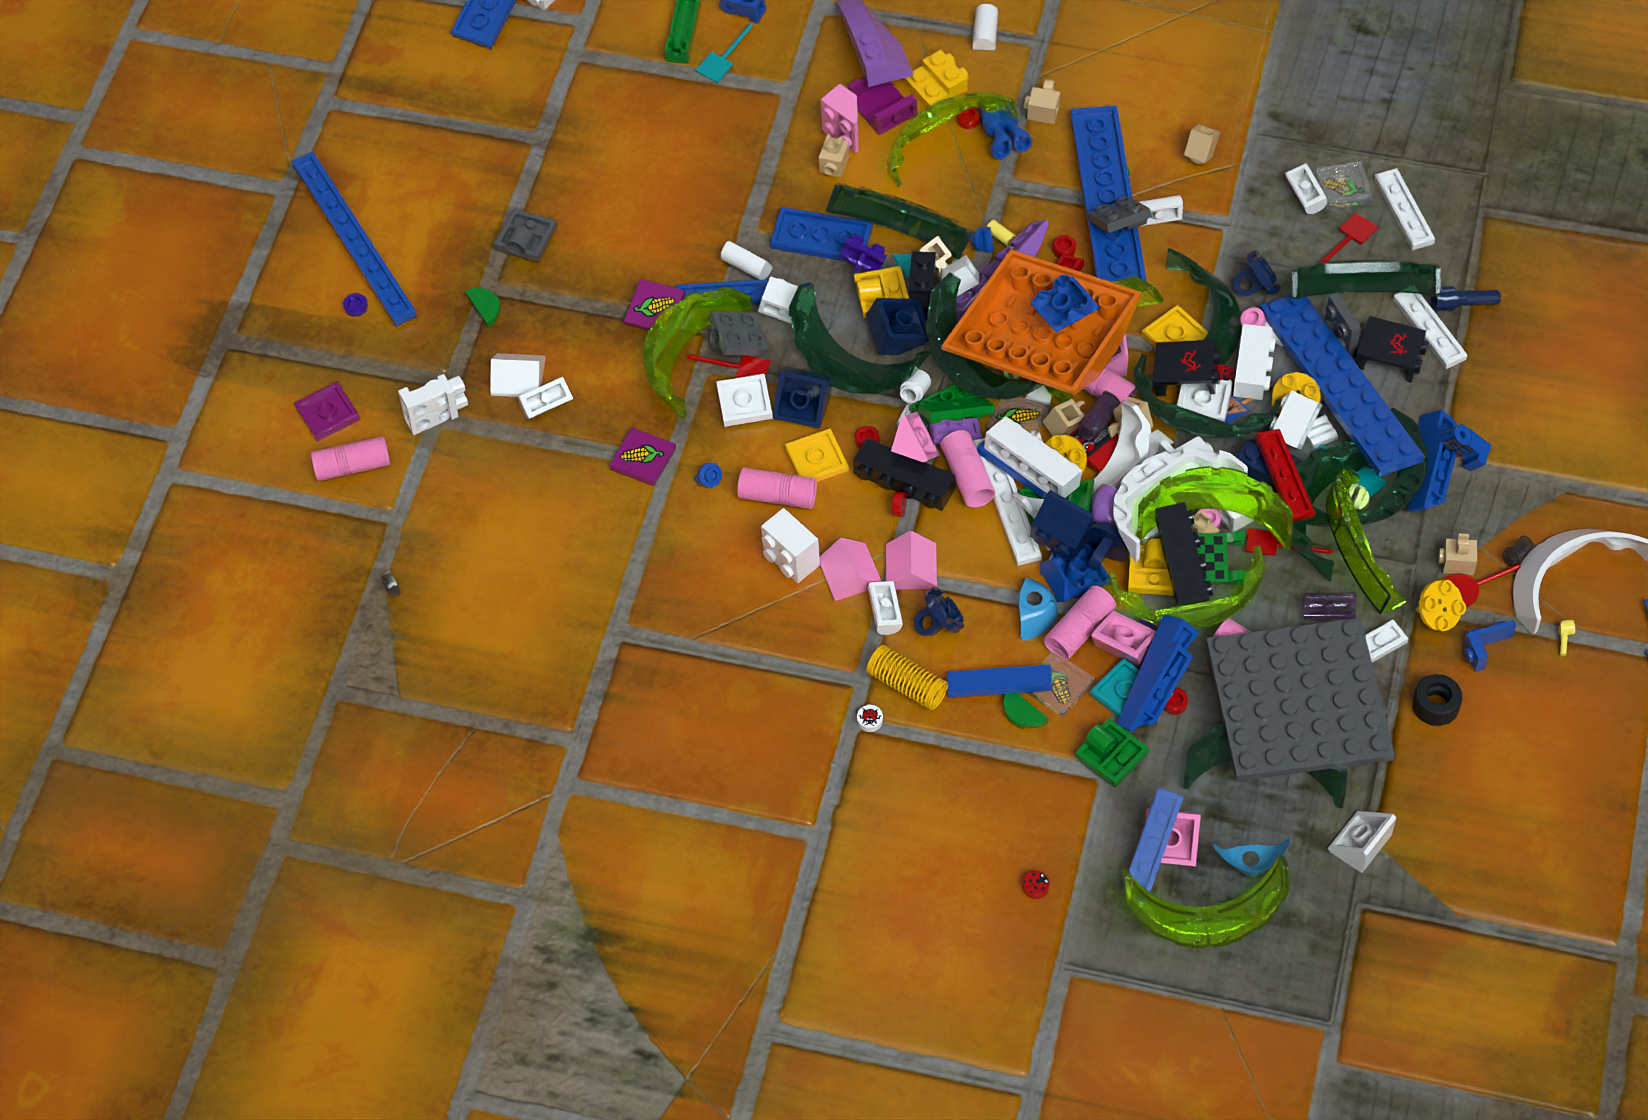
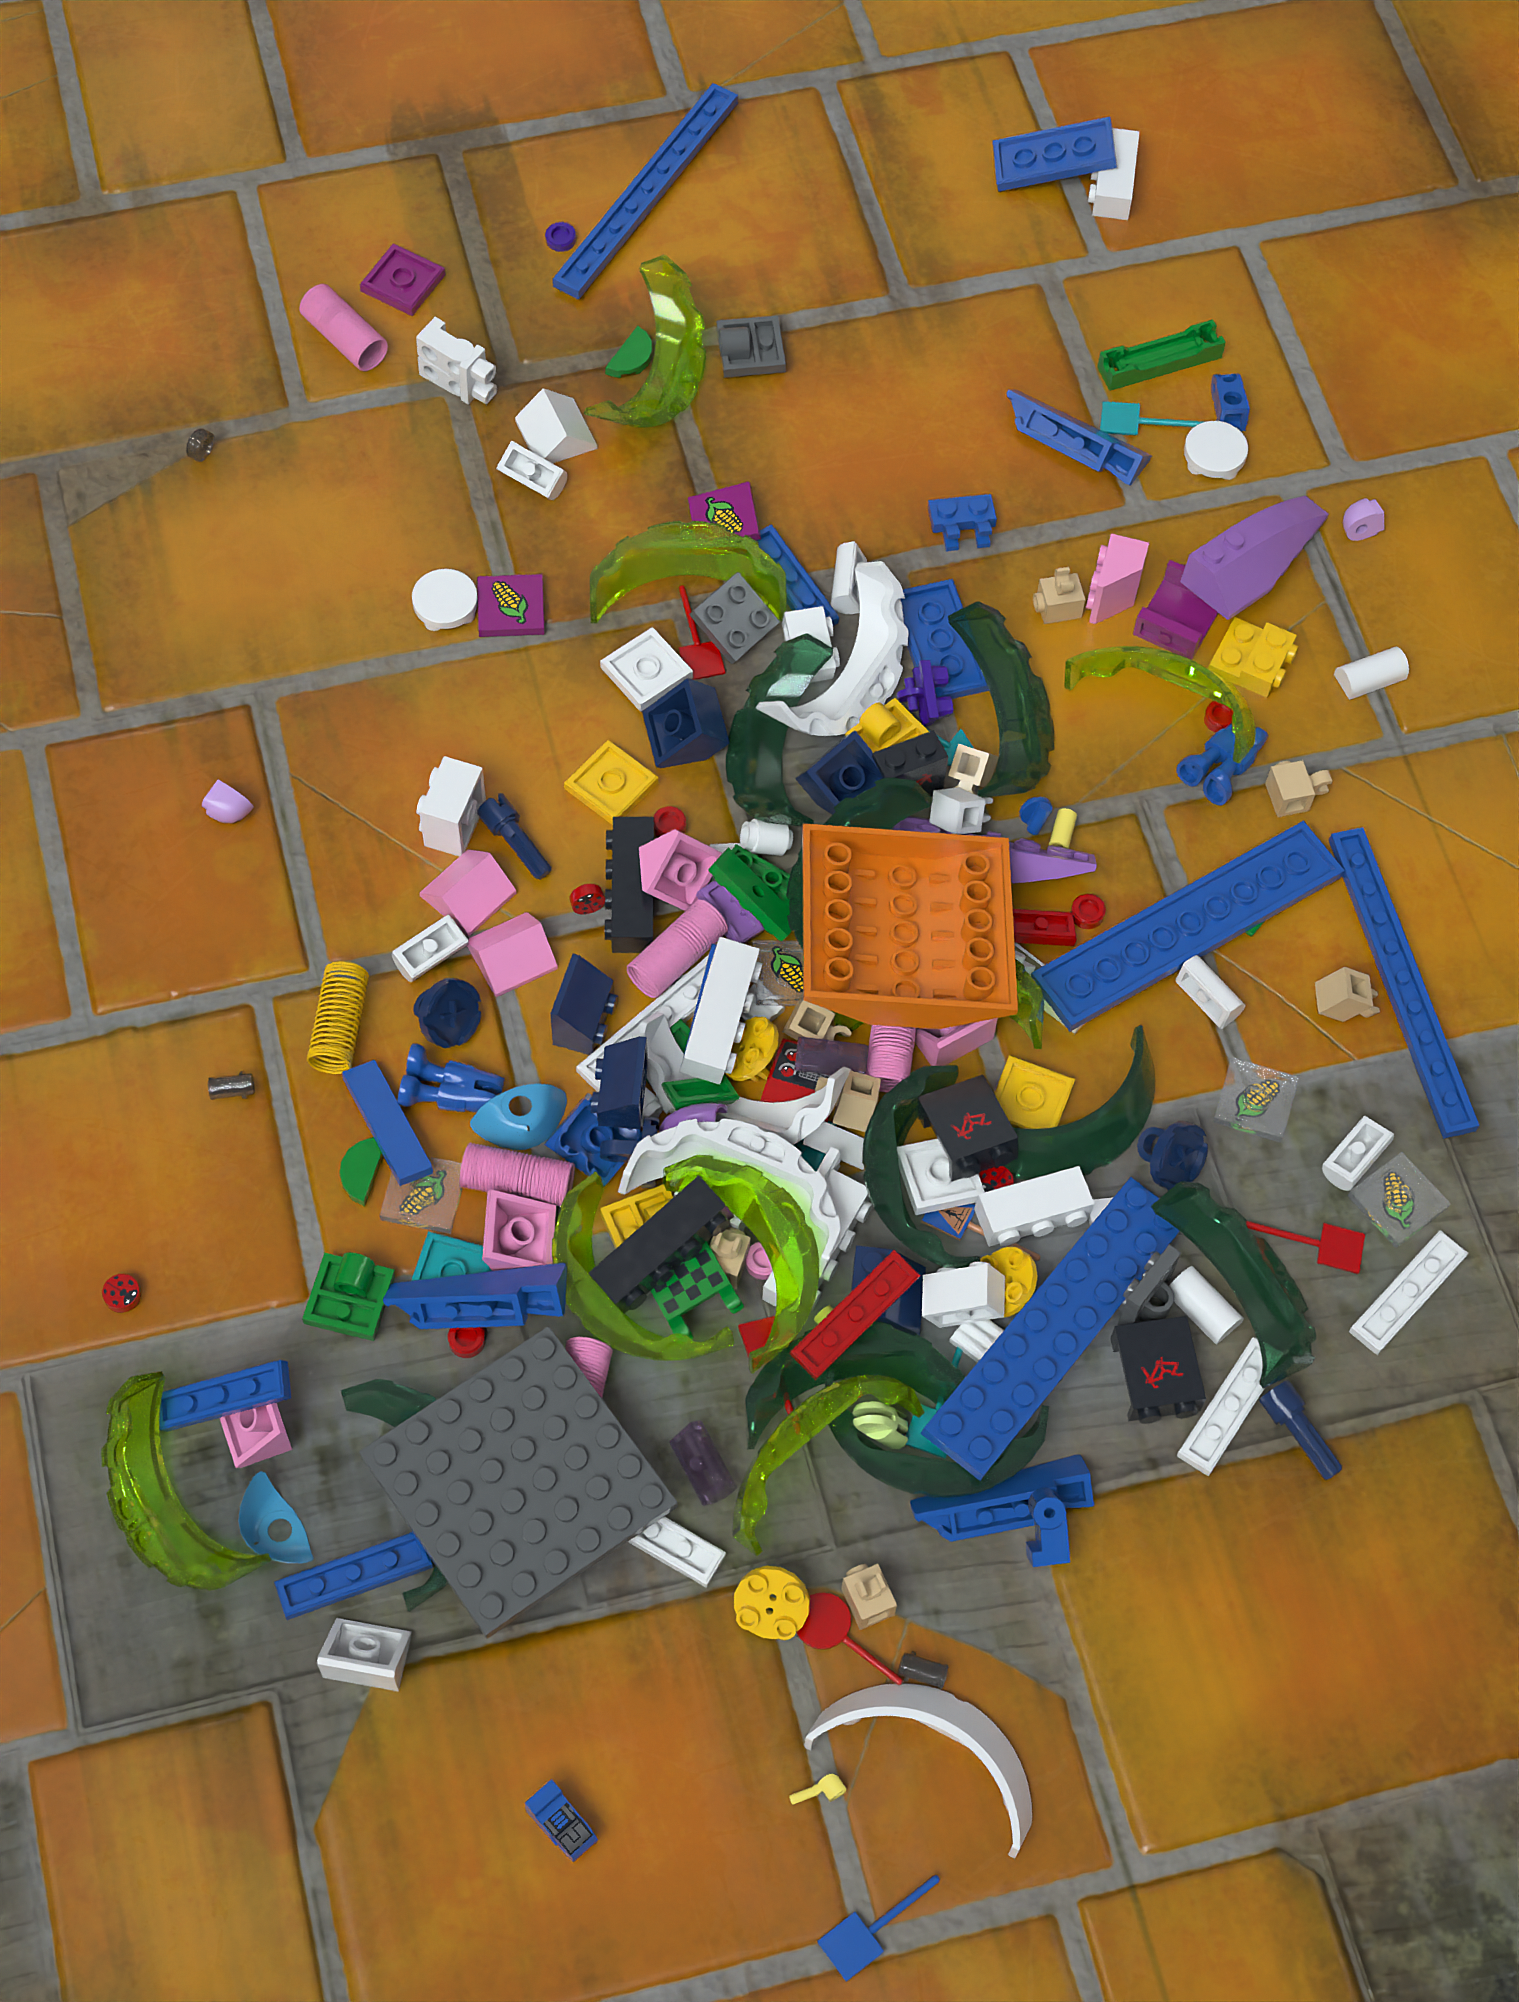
camera: 55 degrees right, 5 degrees up
(504, 278) = (677, 356): none -> clear neon green windscreen
(615, 491) = (445, 599): none -> white tile
(699, 681) = (226, 803): none -> lavender piece
(708, 475) = (520, 682): blue plate -> none
(717, 94) = (1077, 438): none -> blue wedge
(734, 179) = (963, 513): none -> blue plate
(768, 488) = (535, 758): bright pink piece -> none
(774, 28) = (1215, 450): none -> white tile
(801, 259) = (872, 667): none -> white windscreen
(826, 525) = (503, 821): none -> dark blue piece
(870, 718) = (268, 1006): tile -> none
(921, 756) = (231, 1086): none -> clear smoke pin
(981, 538) = (582, 1007): none -> dark blue slope
(995, 628) = (461, 1085): none -> blue piece
(1064, 303) = (941, 928): blue slope -> none
(1124, 214) = (1152, 943): dark grey plate -> none
(1206, 114) = (1404, 984): none -> blue plate
(1240, 223) = (1256, 1099): none -> clear tile
(1253, 316) = (1105, 1179): bright pink tile -> none
(1303, 827) = (352, 1575): none -> blue tile
(1369, 305) = (1204, 1305): none -> white brick
(1440, 686) = (624, 1636): black tyre -> none
(1475, 639) = (727, 1677): blue bracket -> none
(1521, 776) = (560, 1821): none -> leg

